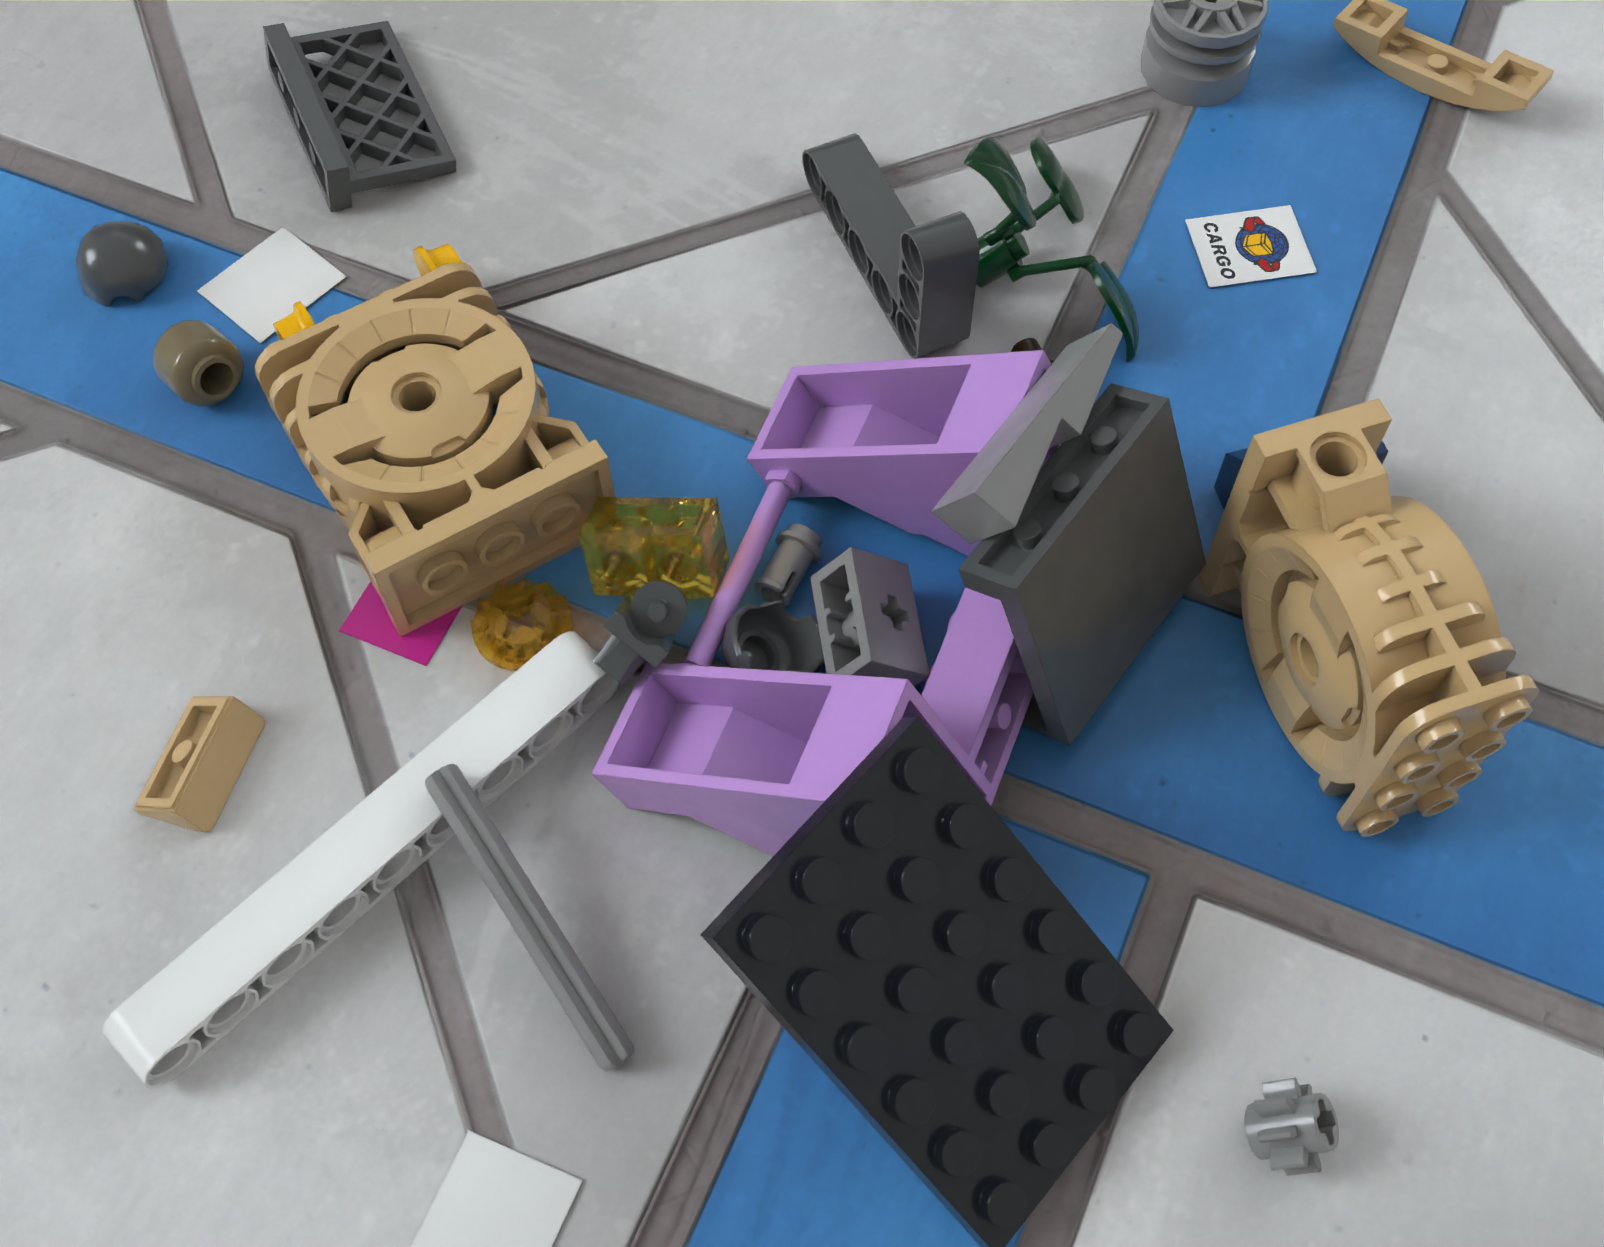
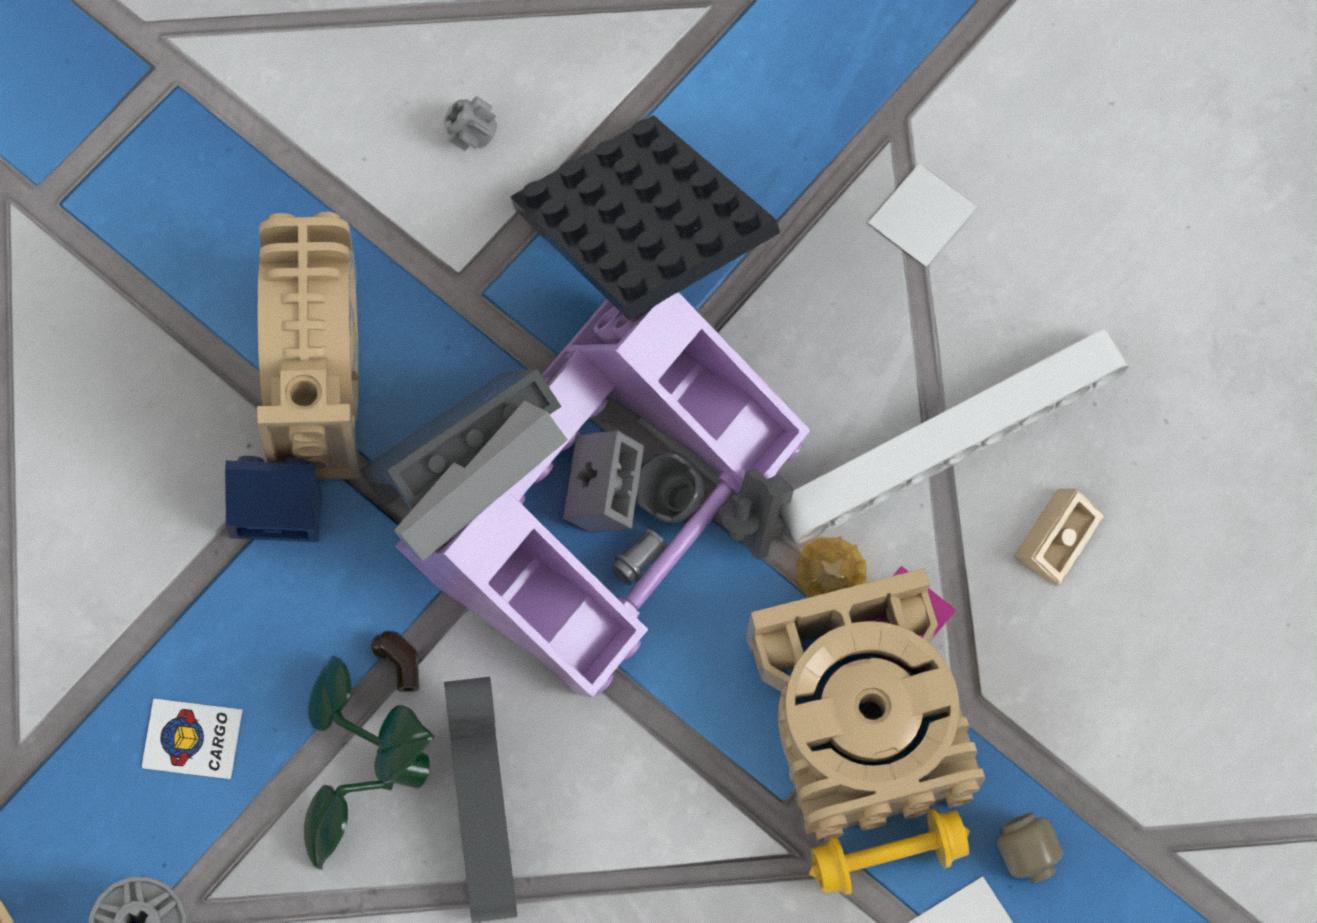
camera: 170 degrees left, 10 degrees up
(529, 917) = (869, 359): light grey axle -> none
(654, 539) = (730, 575): clear yellow brick -> none

